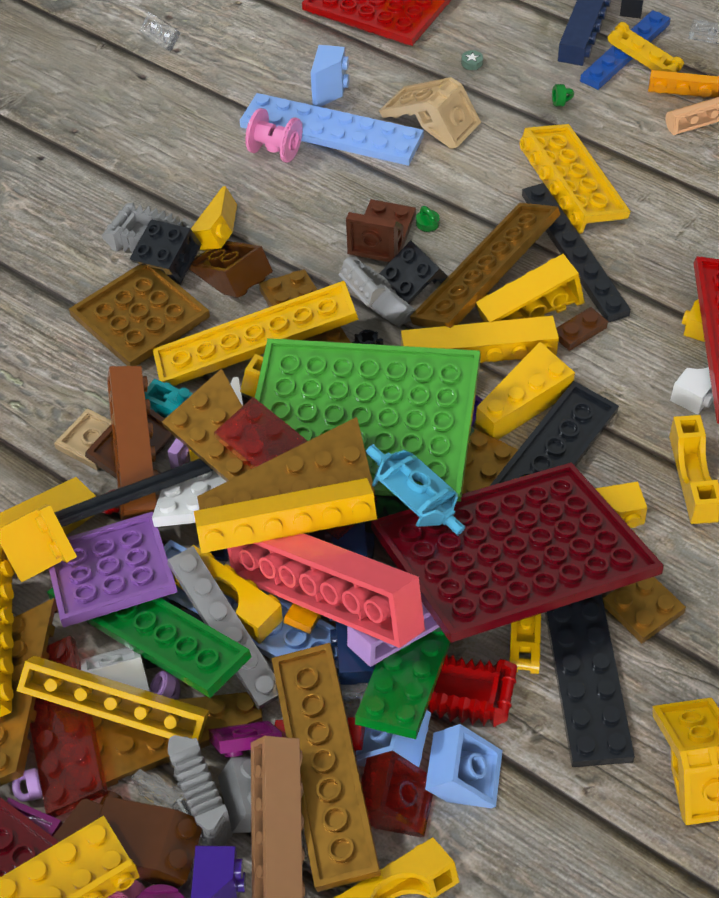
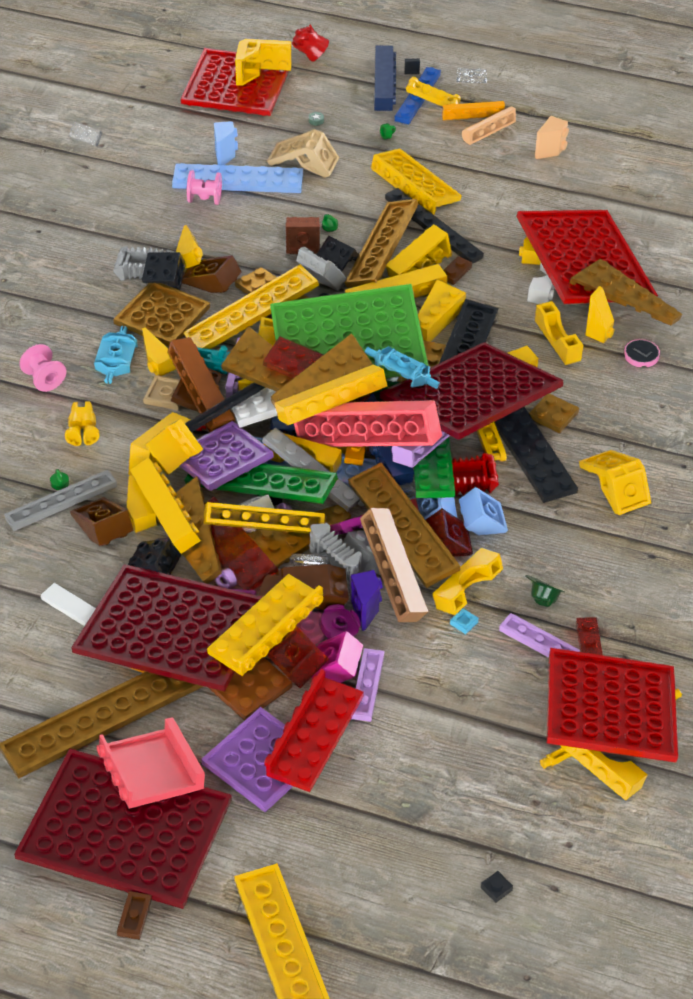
camera: 20 degrees left, 5 degrees down
(44, 376) = (115, 362): none -> medium azure plate
(96, 375) = (156, 354): none -> yellow slope

